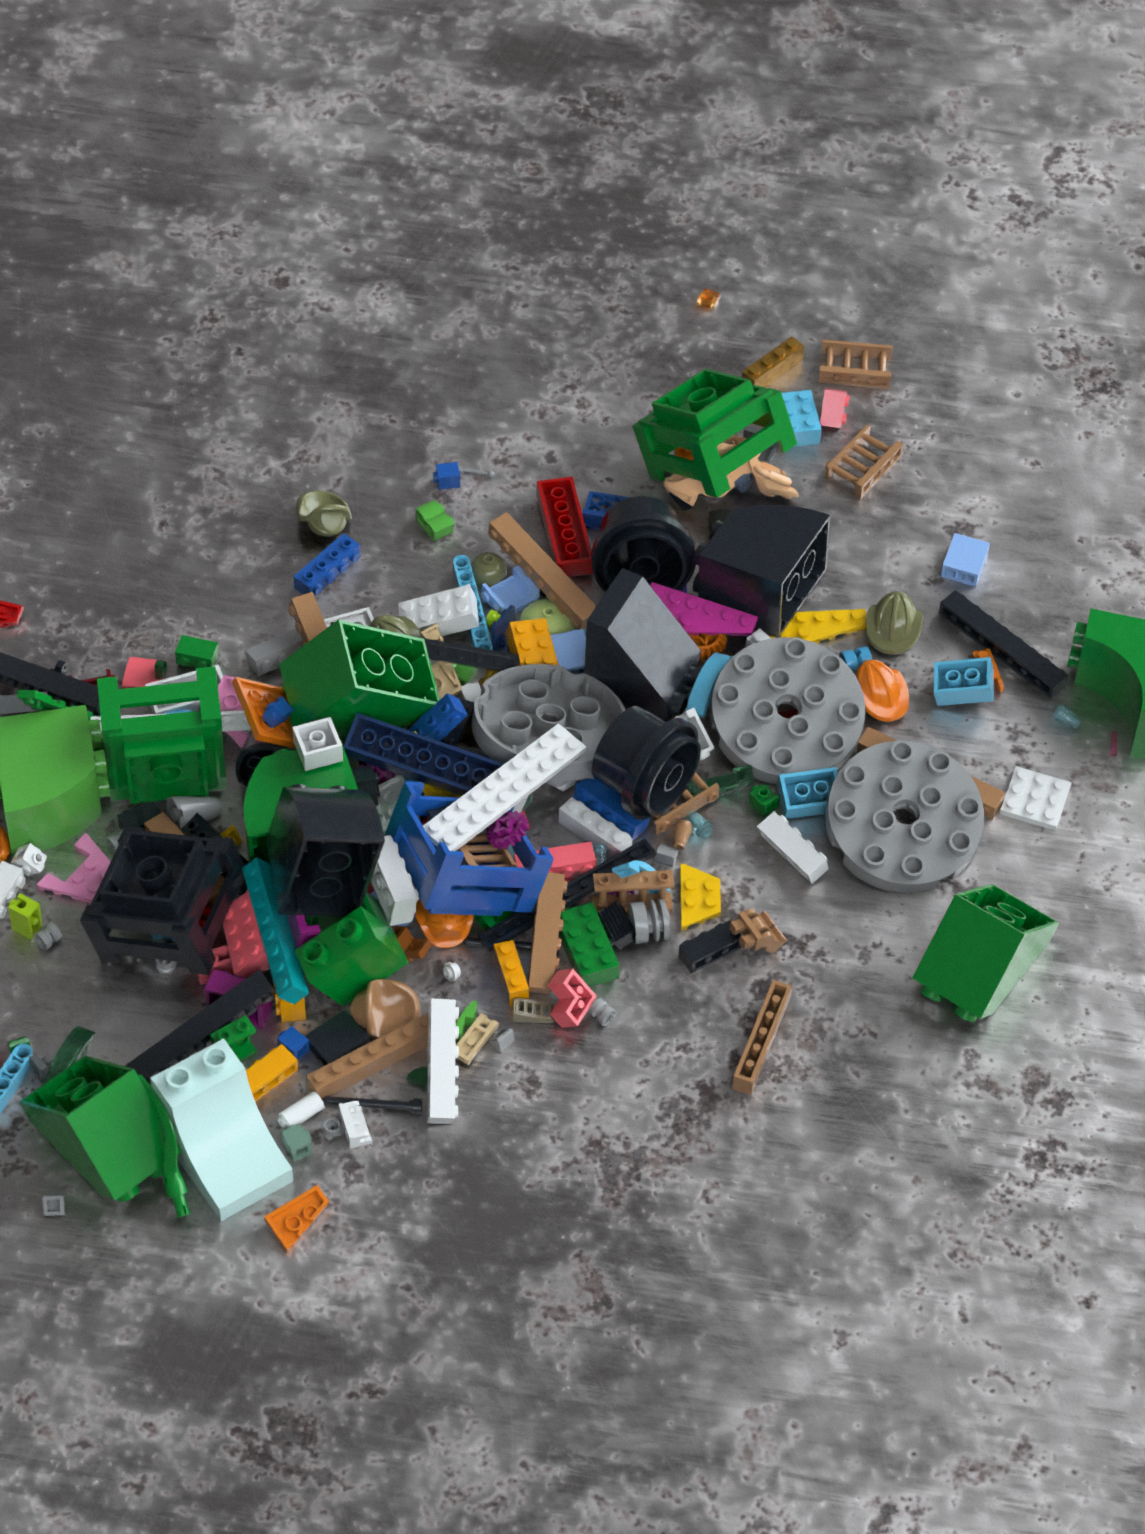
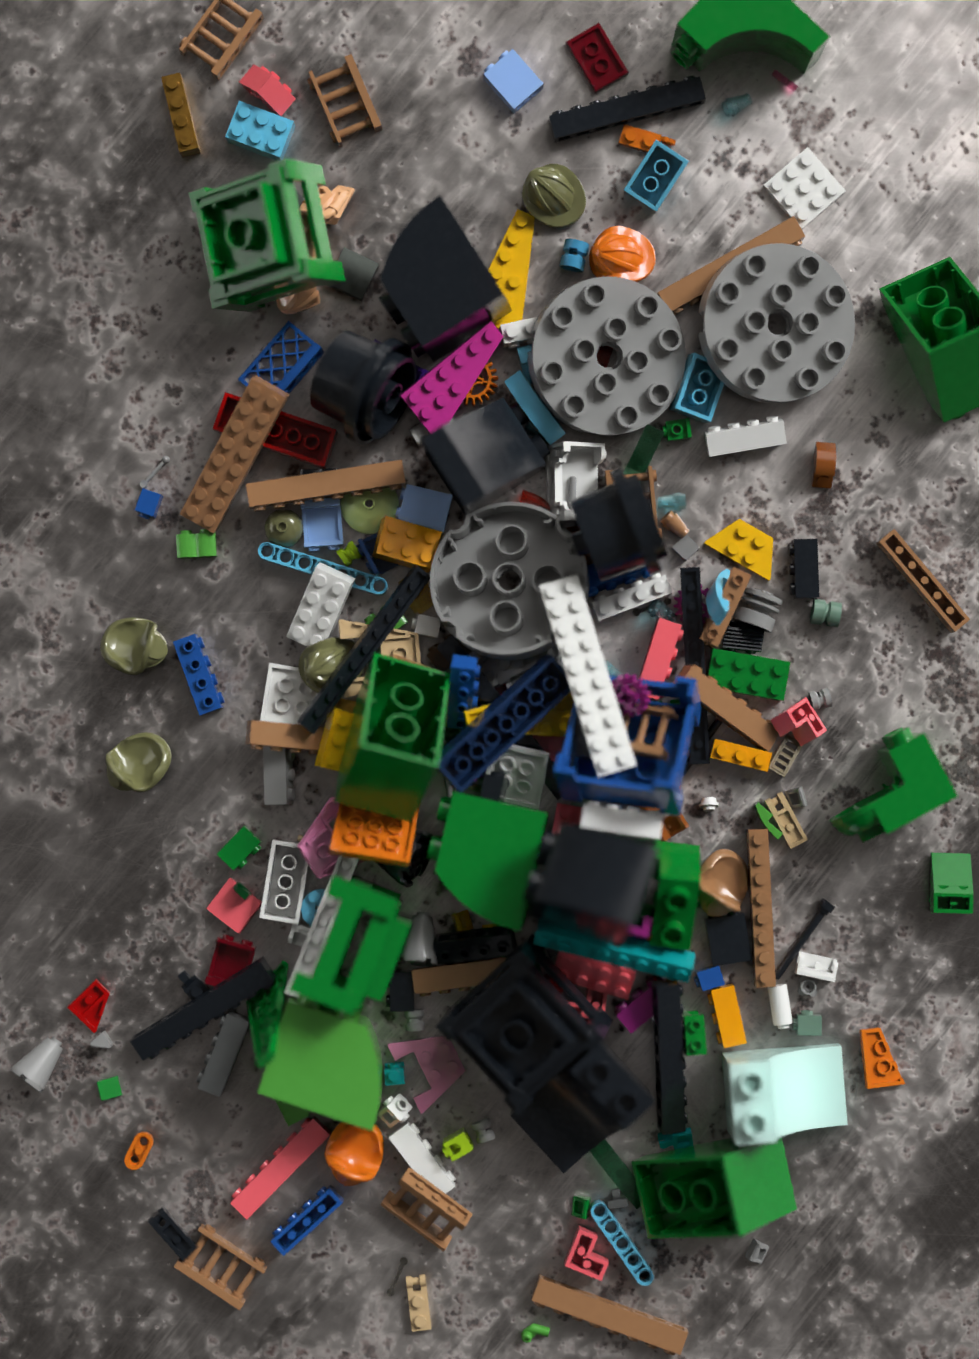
camera: 55 degrees left, 35 degrees up
(61, 847) = (394, 1073): none -> teal brick
(123, 989) = (584, 1106): none -> black brick
(173, 1180) = (802, 1151): green animal -> none
(226, 554) = (138, 762): none -> olive piece
(277, 712) = (386, 830): blue brick -> none
(317, 744) = (458, 820): white brick -> none
(419, 1076) = (796, 885): dark green tile -> none
(441, 1061) = (806, 867): white brick -> none
(499, 1194) = (951, 883): none -> green slope
(526, 499) = (234, 454): none -> medium nougat brick
(559, 1100) = (916, 788): none -> green piece
(682, 978) = (827, 613): none -> sand green wheel
(709, 298) = (56, 121): clear orange plate -> none
(757, 931) = (818, 521): medium nougat hips -> none
(810, 913) = (824, 464): none -> dark orange brick
(1029, 609) = (597, 57): none -> dark red tile

